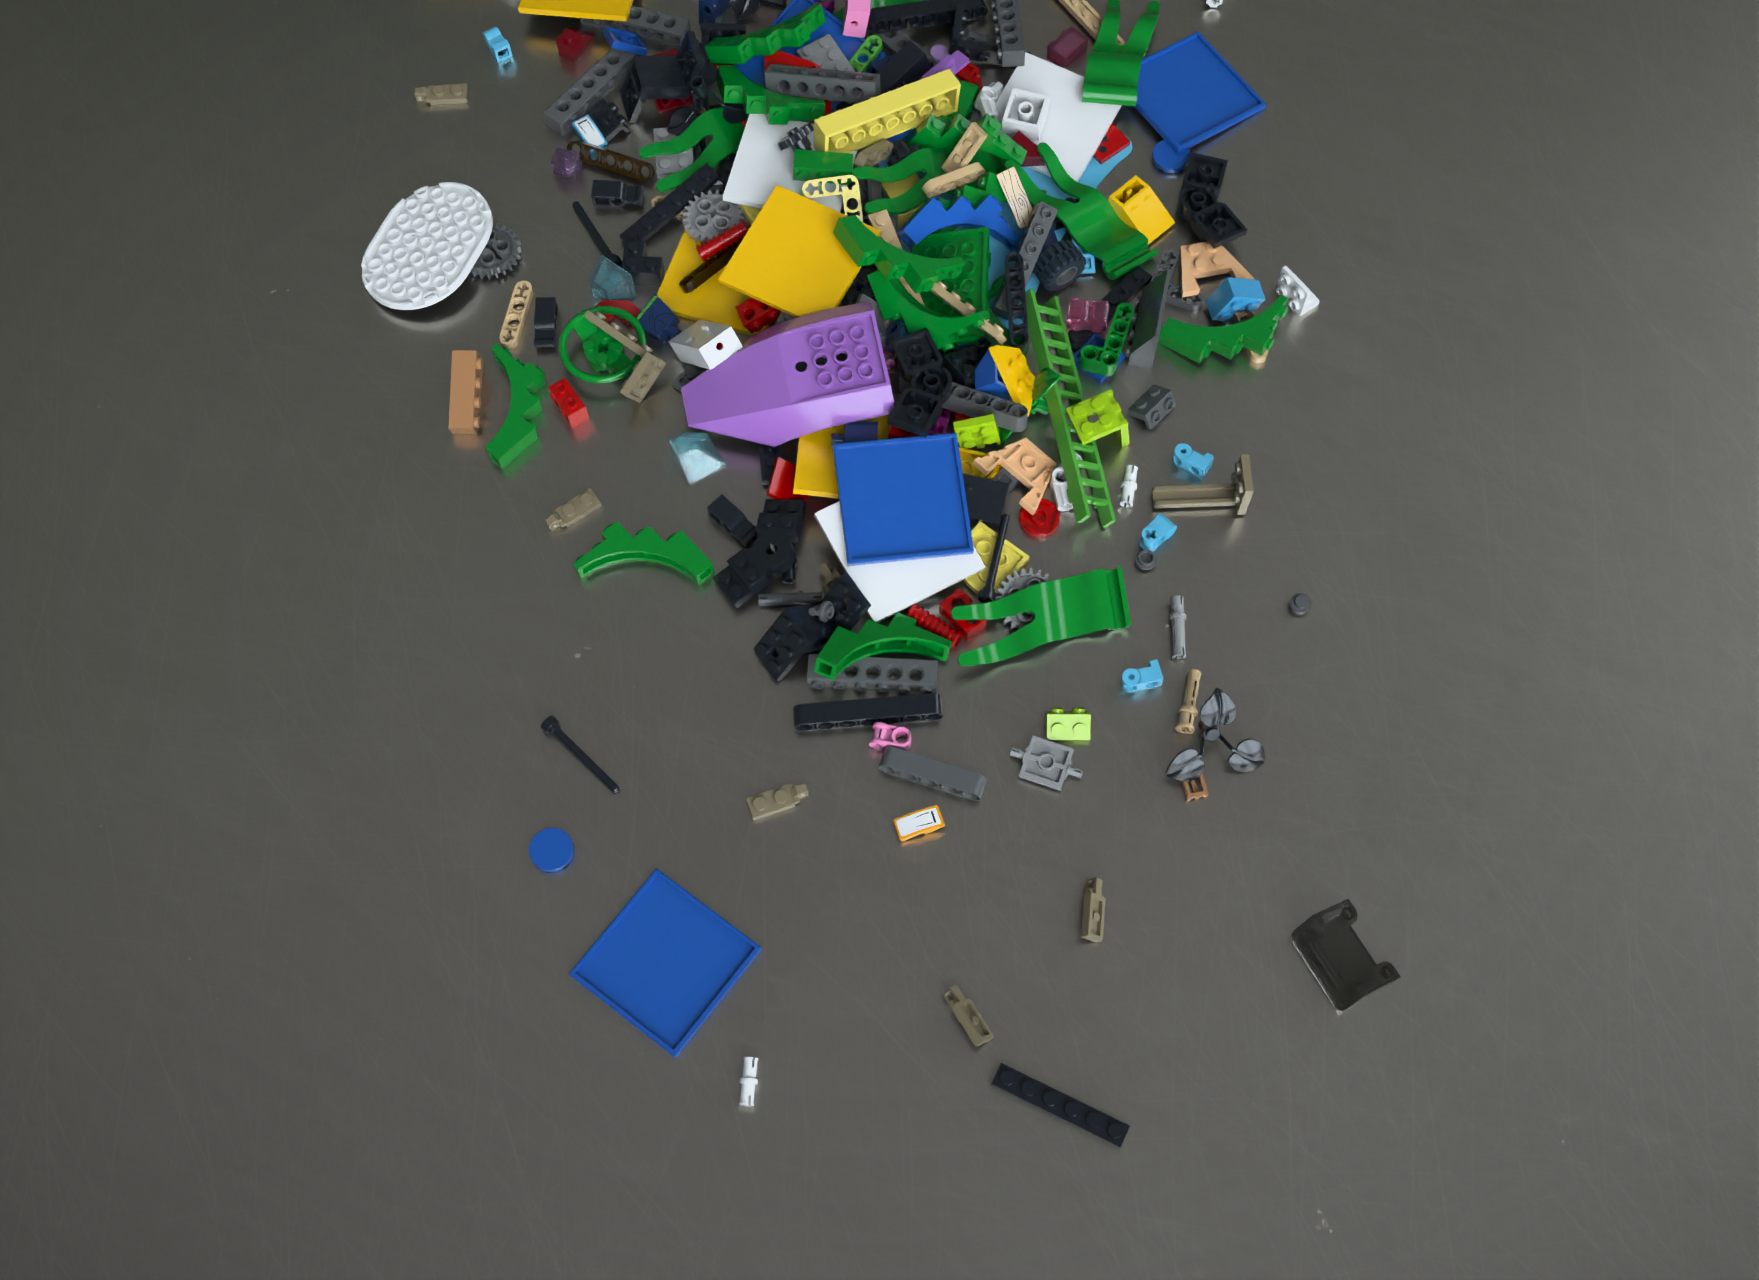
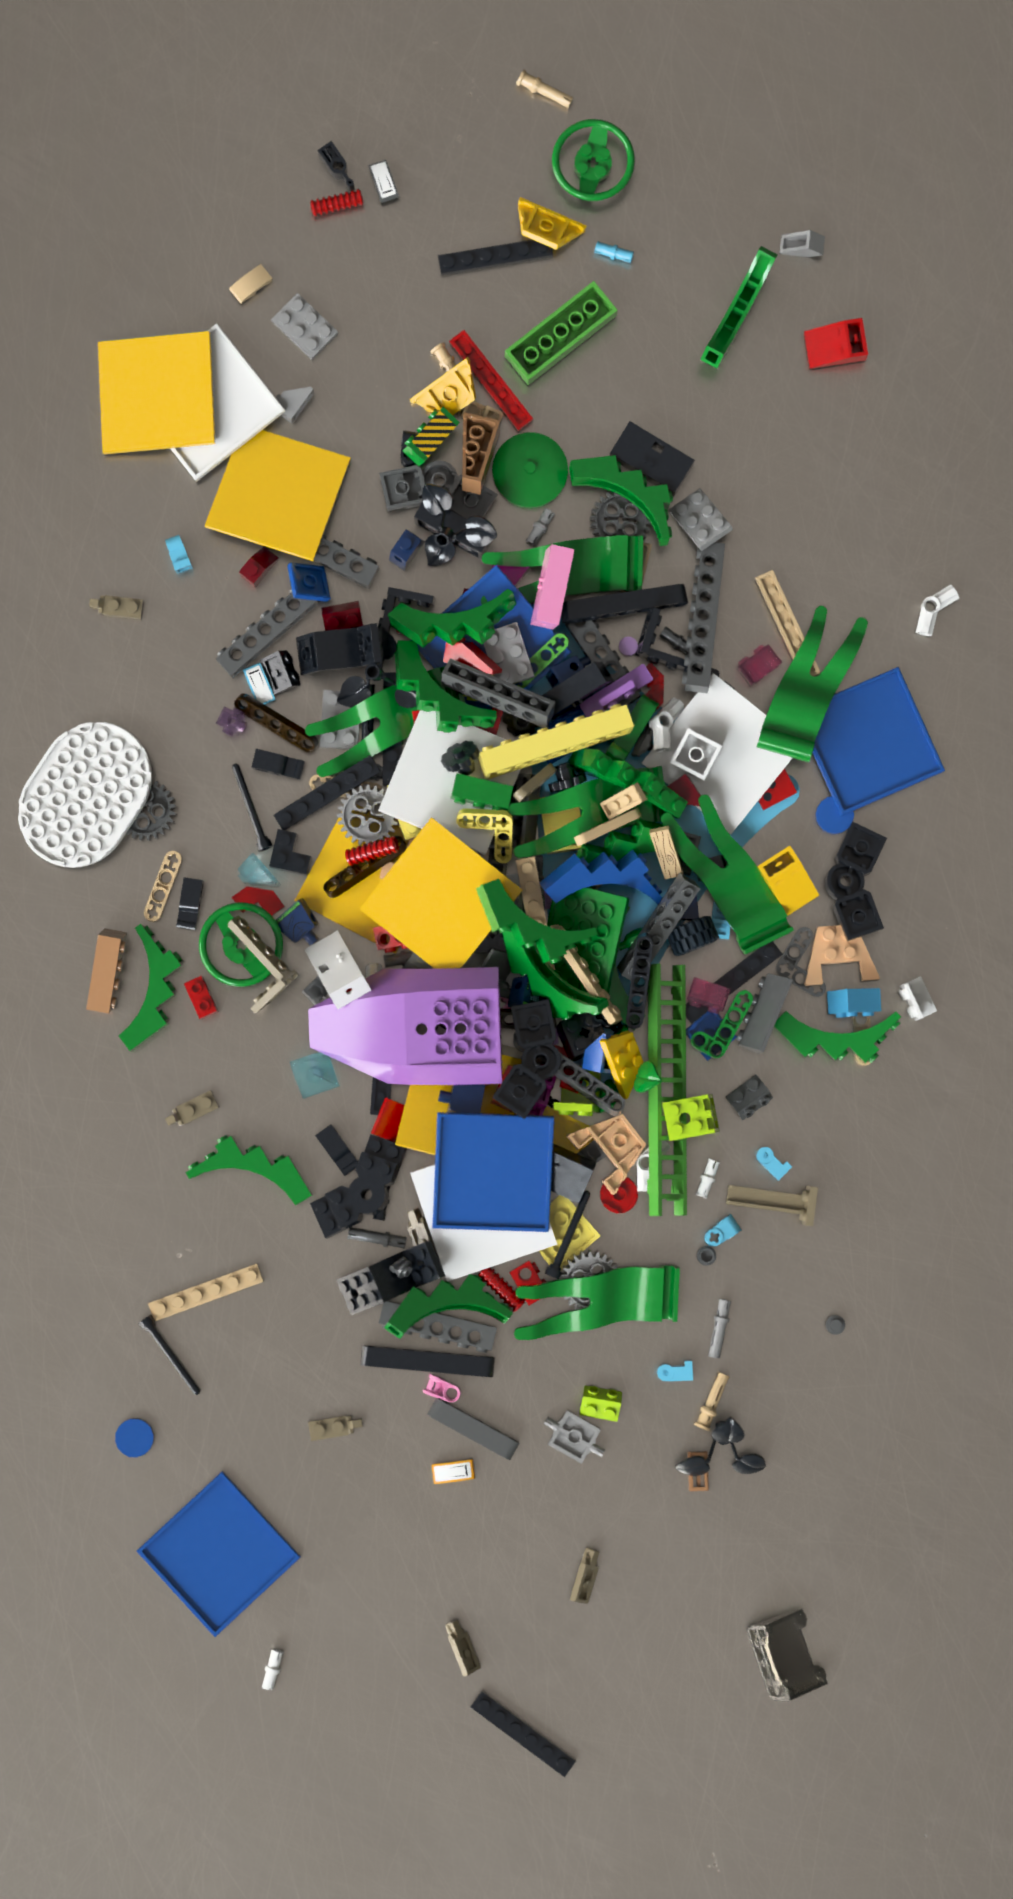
camera: 10 degrees right, 20 degrees up
(611, 685) = (205, 1292): none -> tan plate

